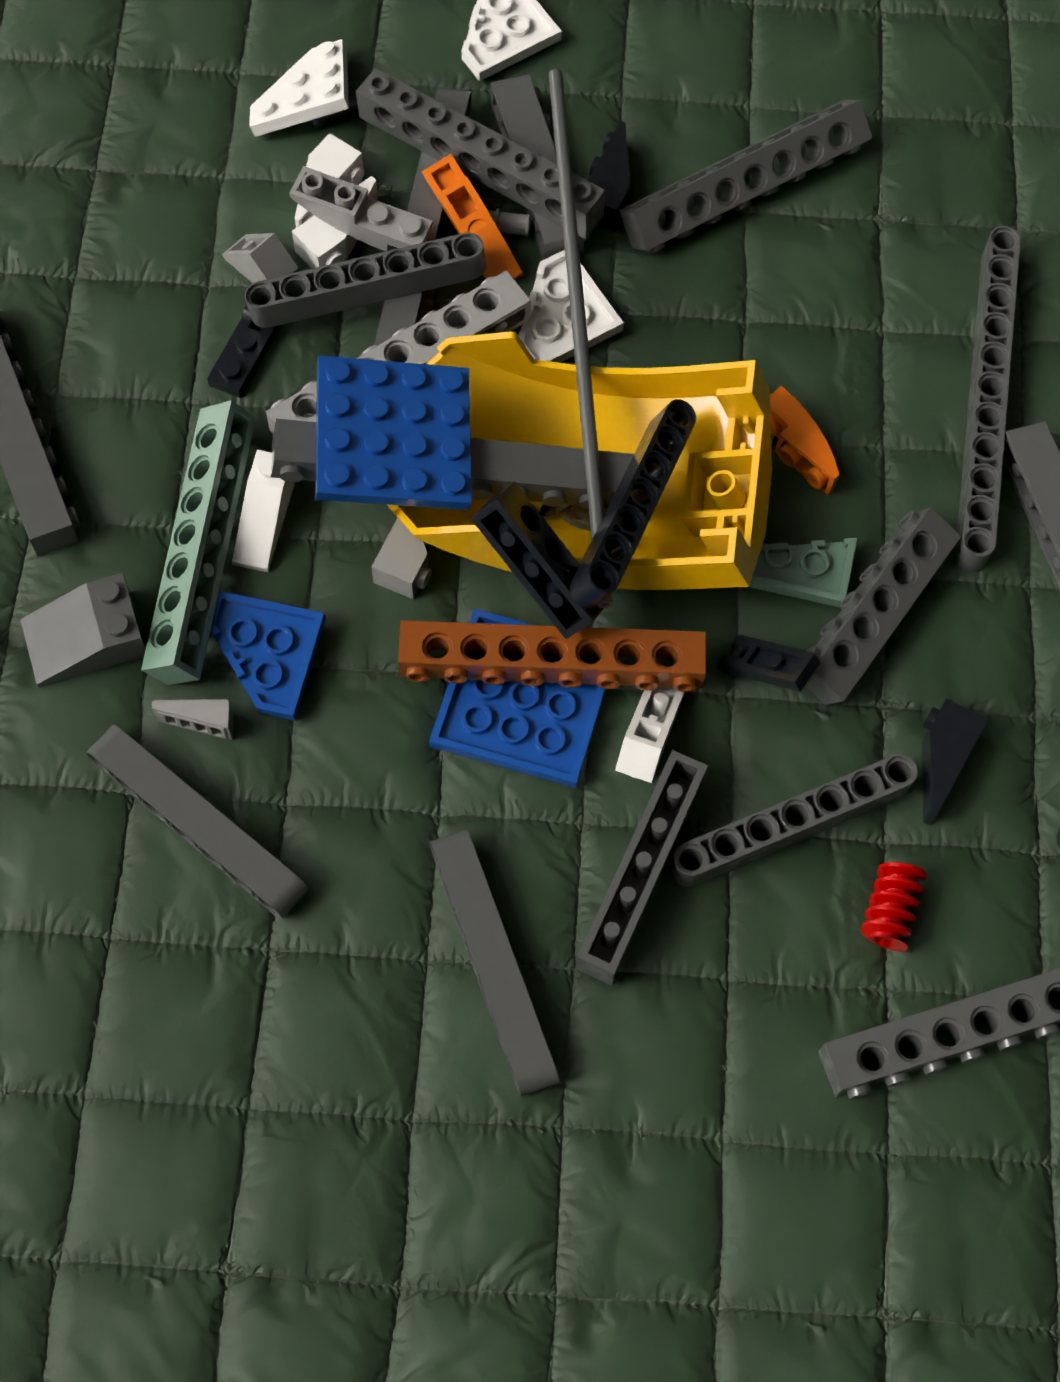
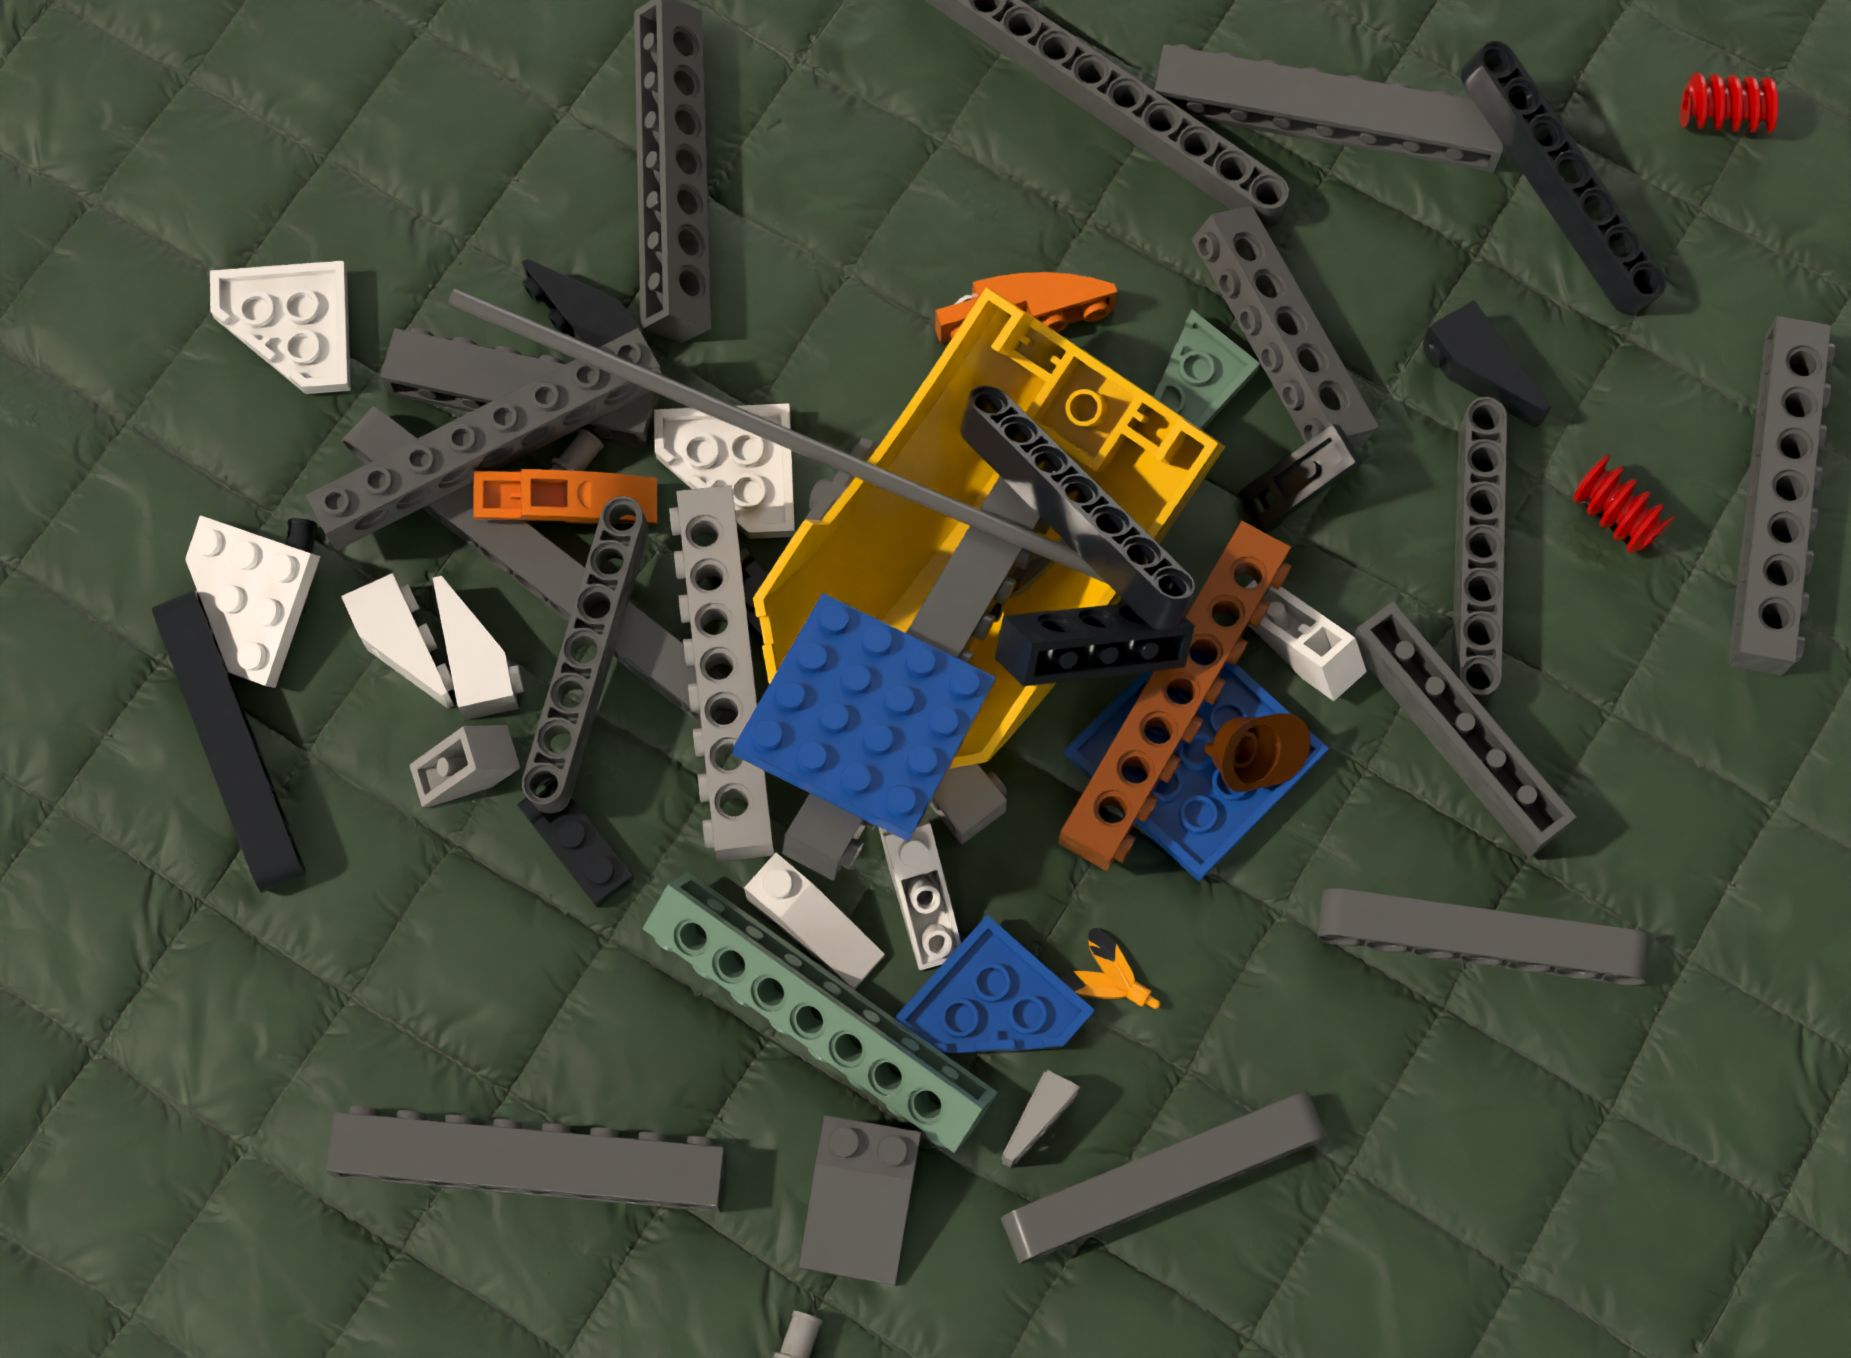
camera: 60 degrees left, 5 degrees up
(200, 129) = (229, 743): none -> black beam
(325, 563) = (922, 894): none -> white slope
(325, 725) = (1117, 978): none -> light orange piece
(353, 213) = (492, 616): light grey slope -> none
(539, 729) = (1259, 750): none -> reddish brown piece

